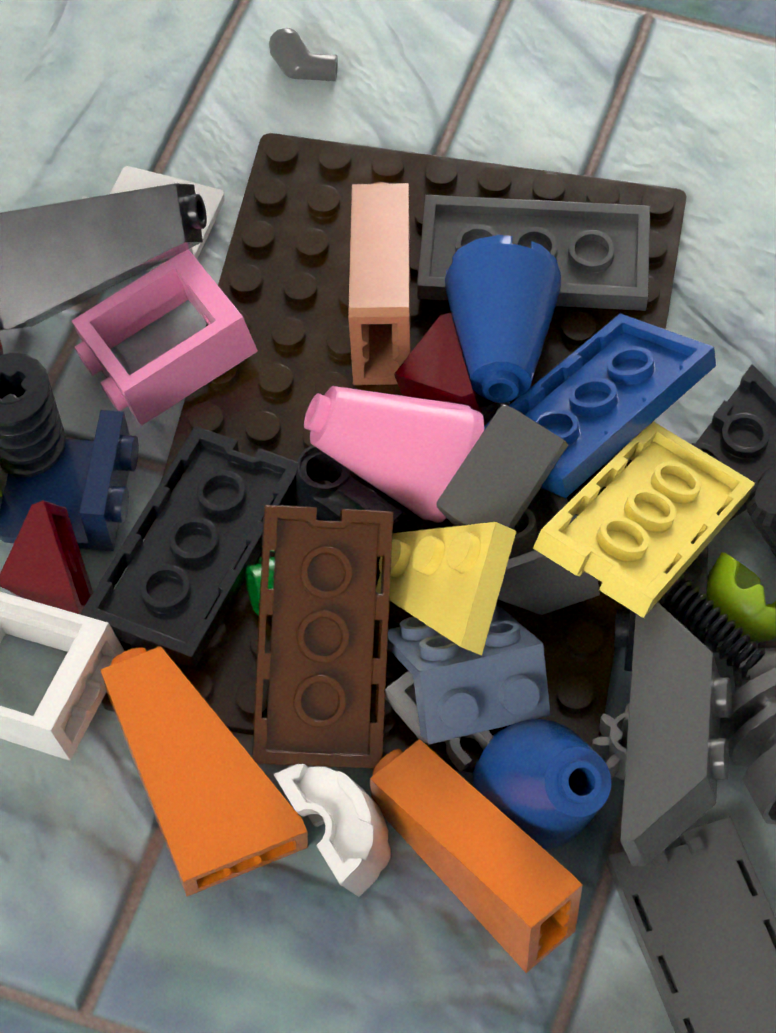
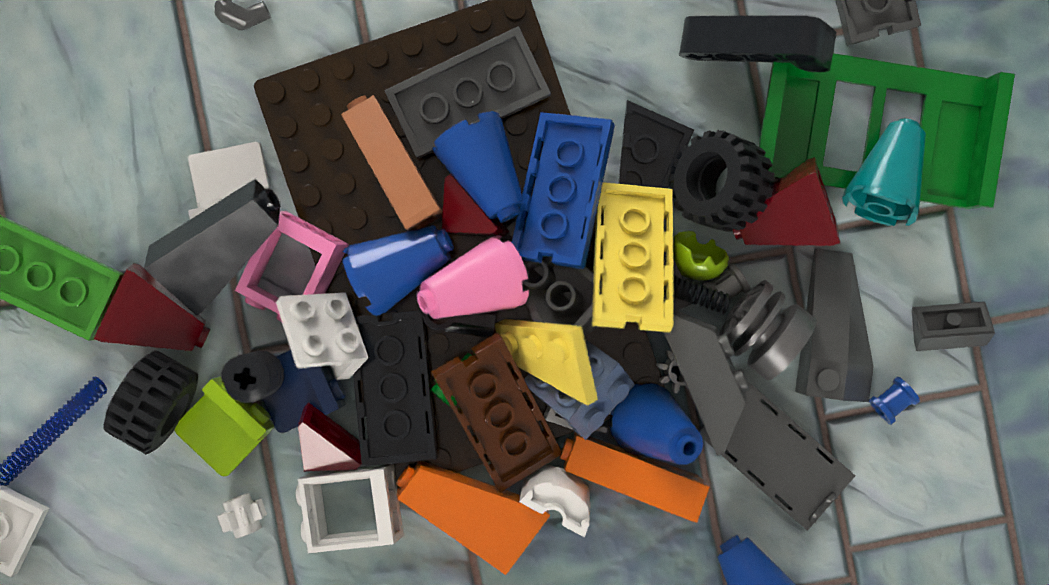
camera: 30 degrees left, 30 degrees up
(156, 403) = (323, 332): none -> white bracket
(289, 365) = (395, 265): none -> blue cone
(502, 471) = (546, 280): dark grey slope -> none

